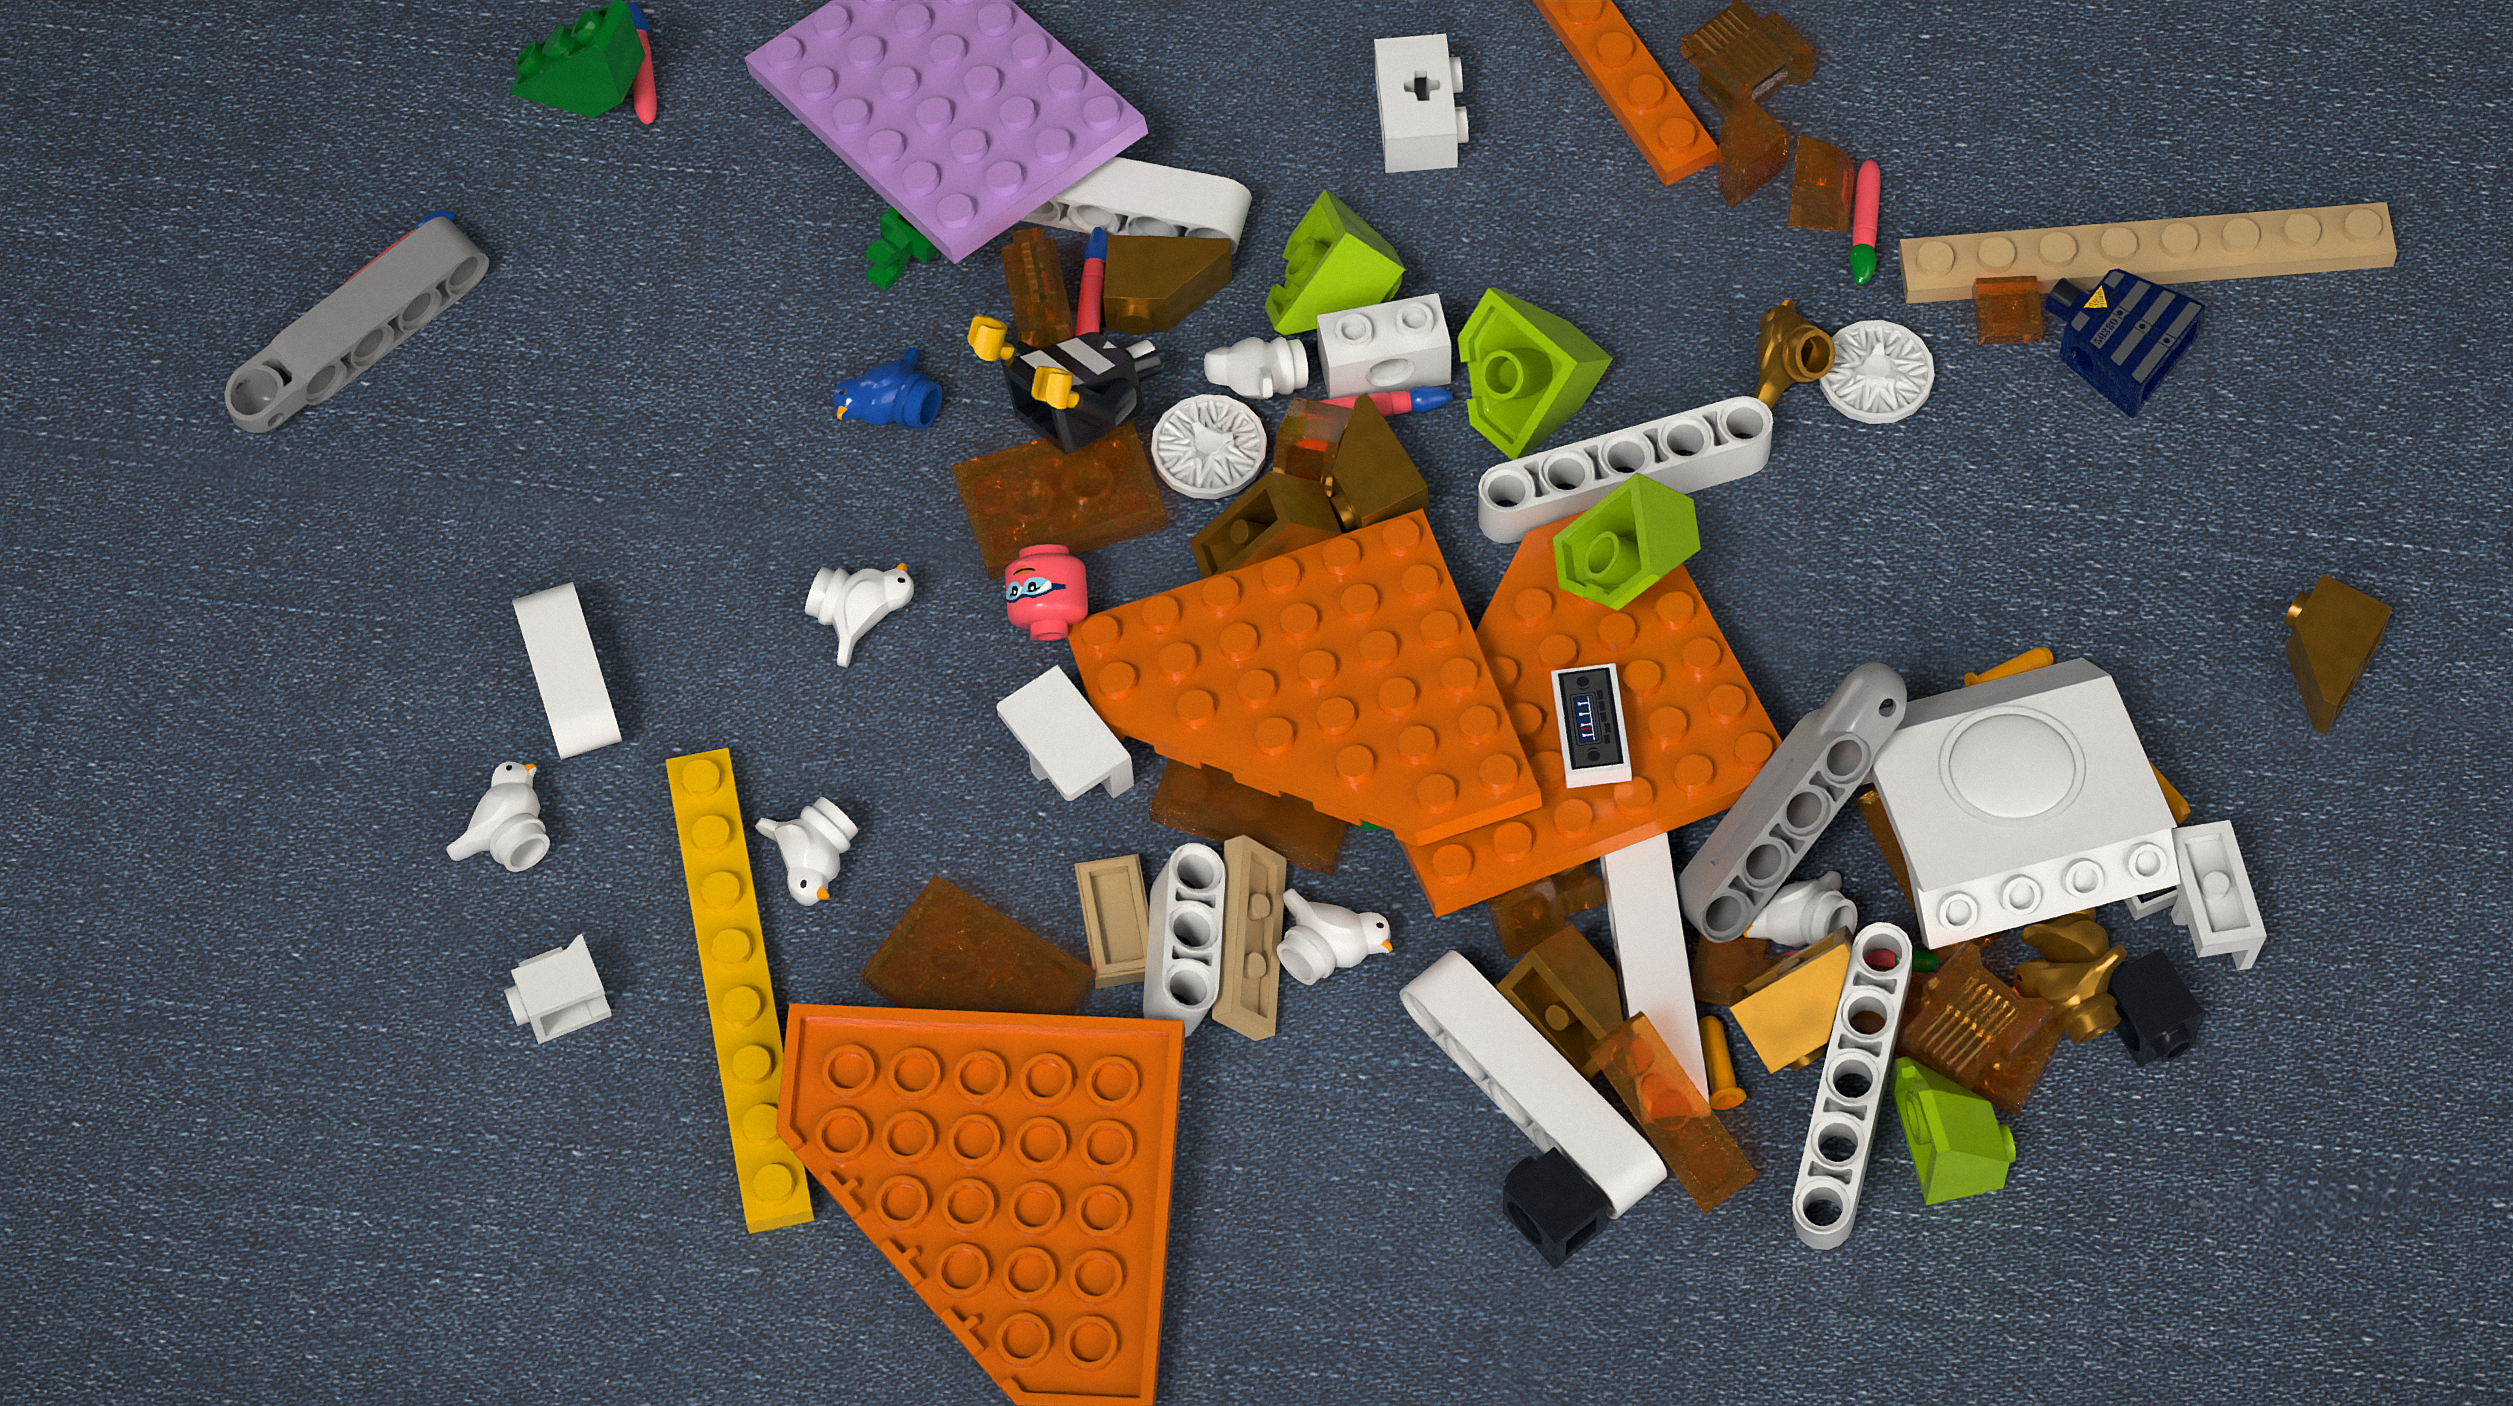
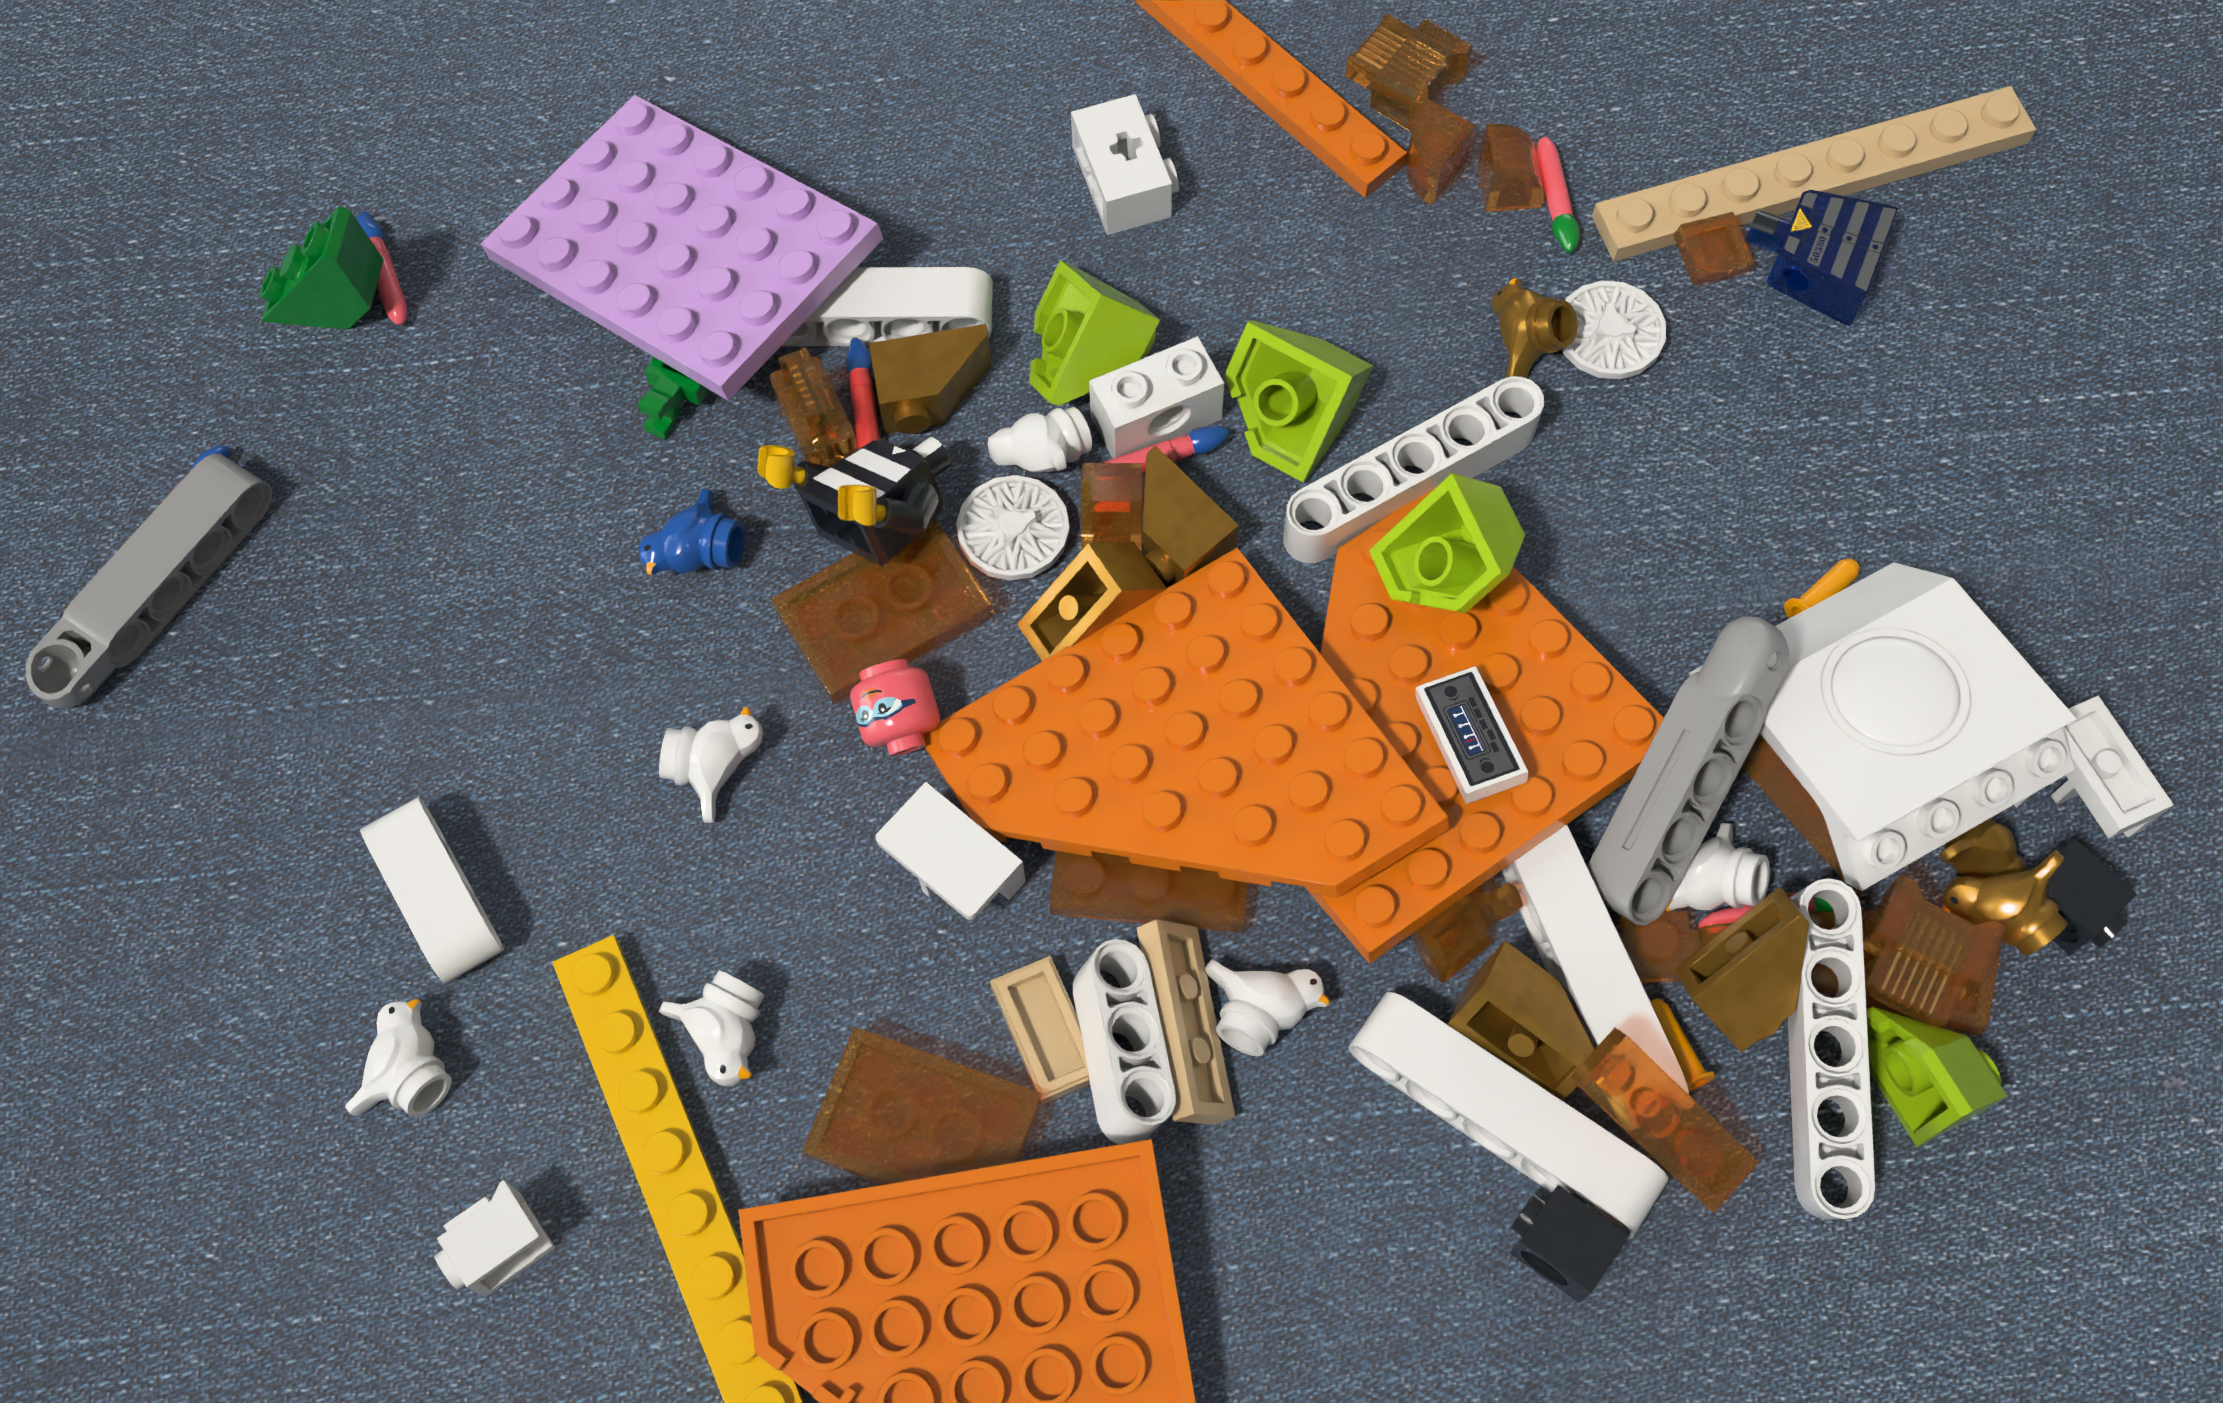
camera: 15 degrees left, 5 degrees up
(2332, 644) = (2112, 504): pearl gold slope -> none

